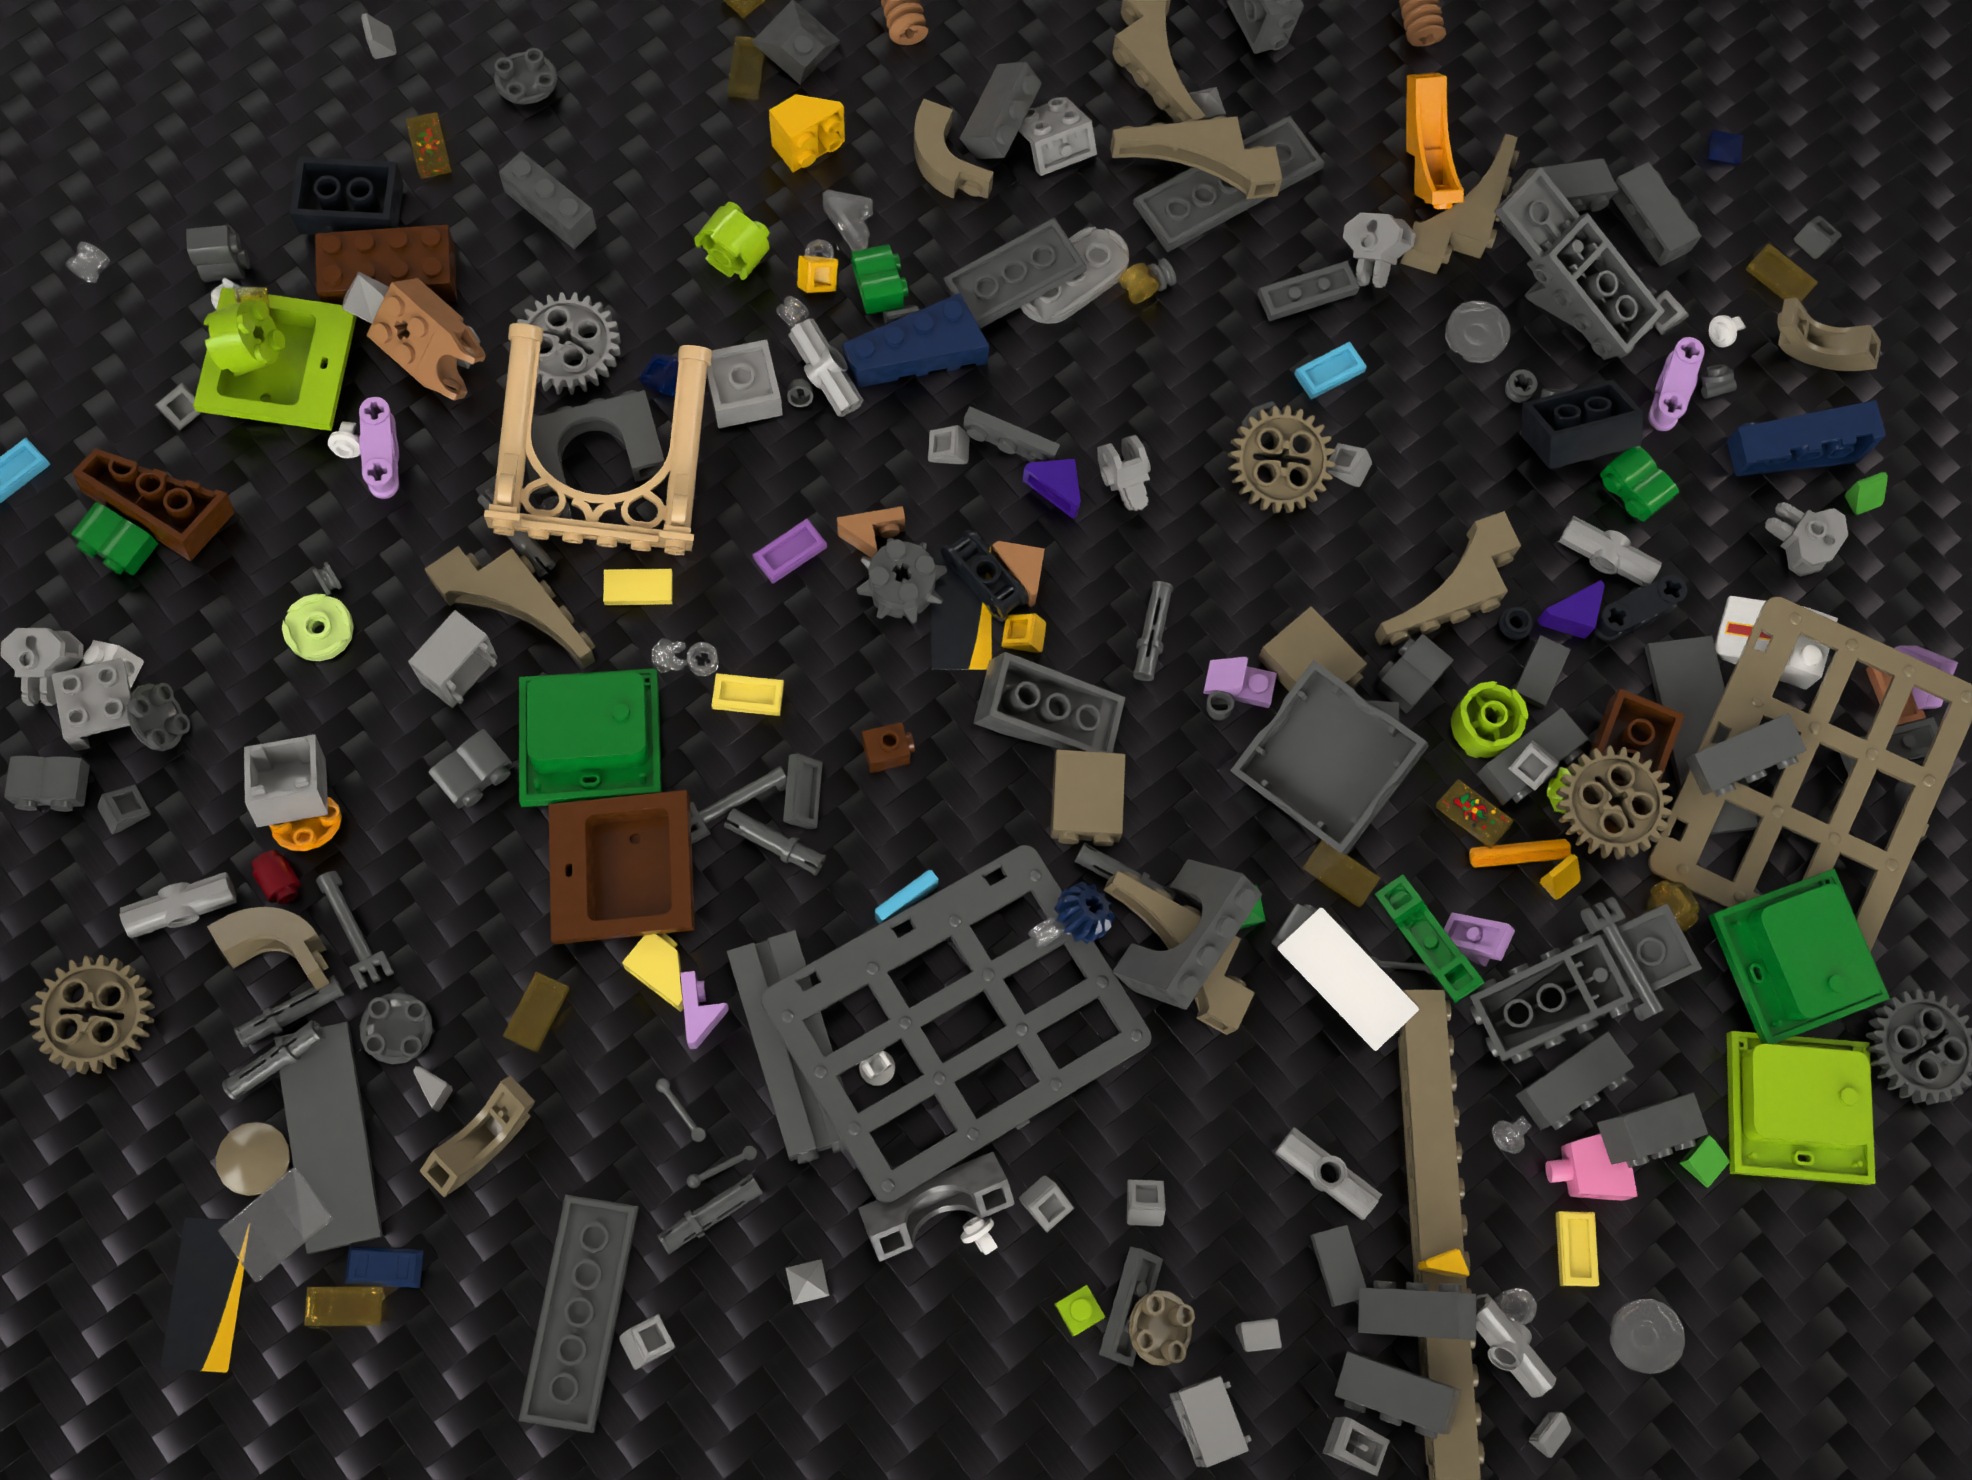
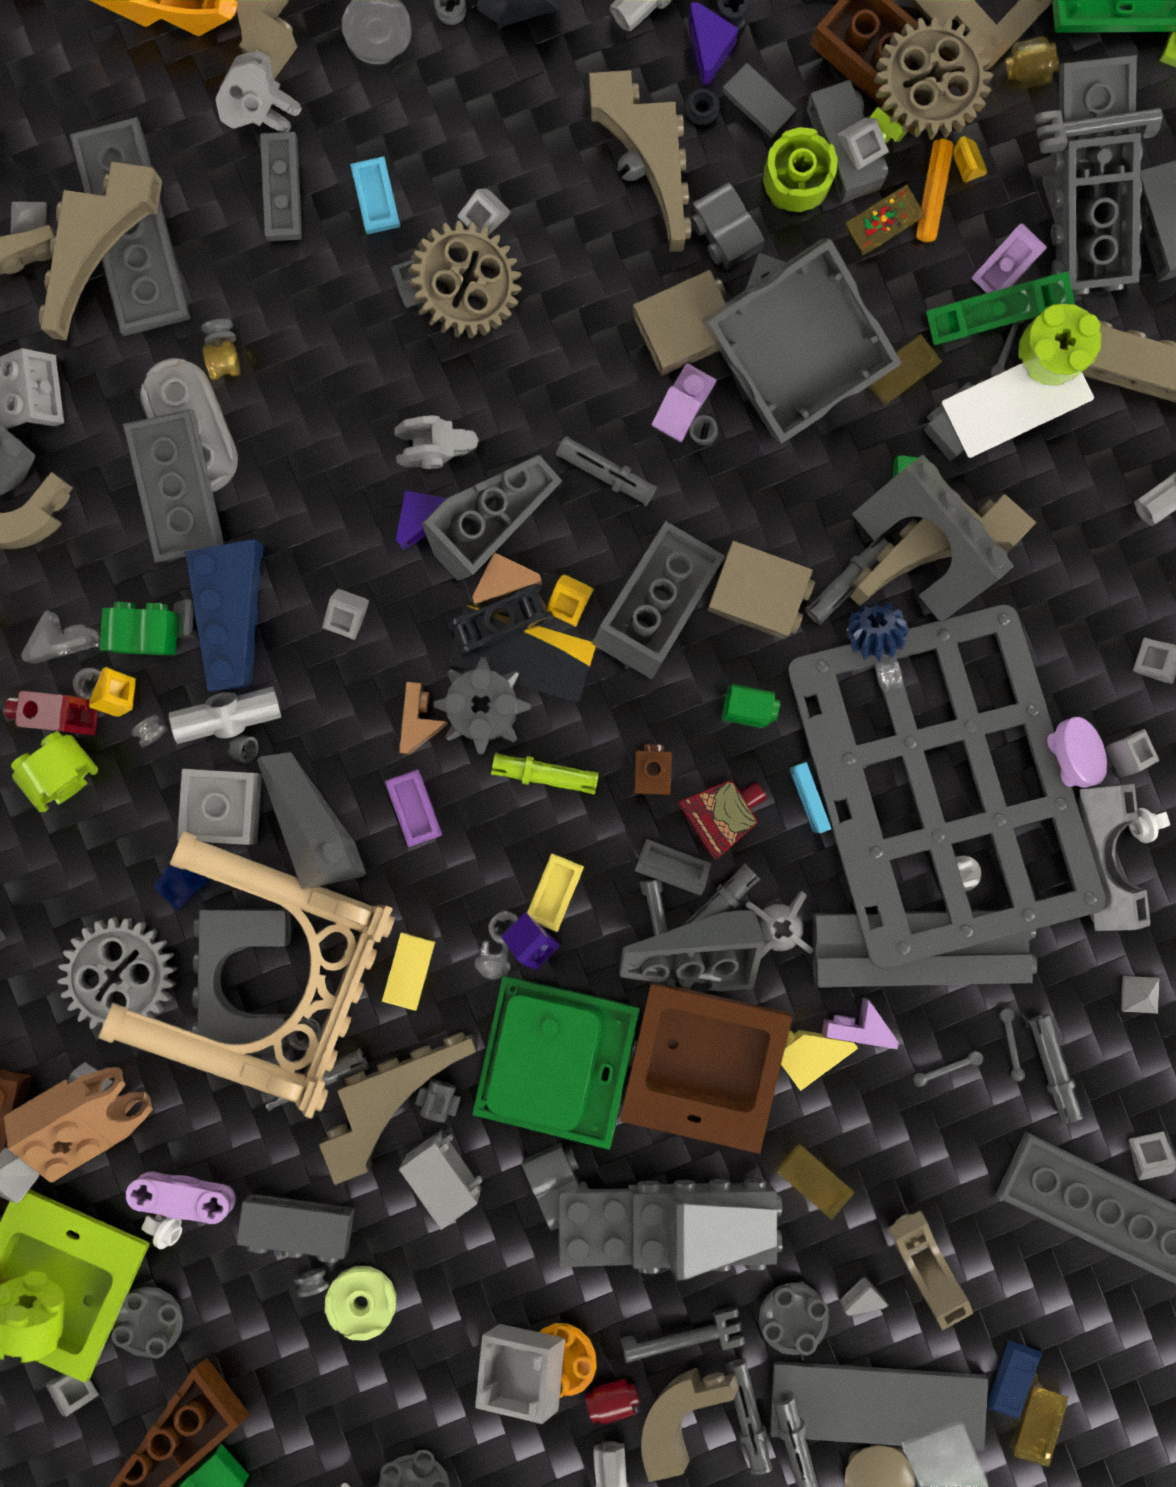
camera: 65 degrees left, 15 degrees up
(256, 451) = (148, 1322): none -> dark grey dish
(374, 551) = (295, 1227): none -> dark grey brick
(460, 880) = (671, 1226): none -> dark grey wedge
(525, 641) = (437, 1100): none -> dark grey gear
(693, 682) = (530, 942): none -> dark purple slope
(731, 837) = (710, 951): none -> dark grey wedge
(744, 465) = (313, 834): none -> dark grey wedge
(774, 906) = (781, 925): none -> light grey piece
(782, 219) = (52, 712): none -> dark red torso
(855, 645) = (544, 773): none -> lime pin
(865, 821) = (722, 814): none -> torso
(975, 811) = (750, 706): none -> green brick
(1009, 437) = (359, 548): dark grey plate -> none
(1028, 1140) = (1079, 753): none -> lavender tile
(1073, 531) = (481, 518): none -> dark grey wedge
(1426, 979) = (1057, 325): none -> lime brick
(1440, 574) = (633, 165): none -> dark grey hinge

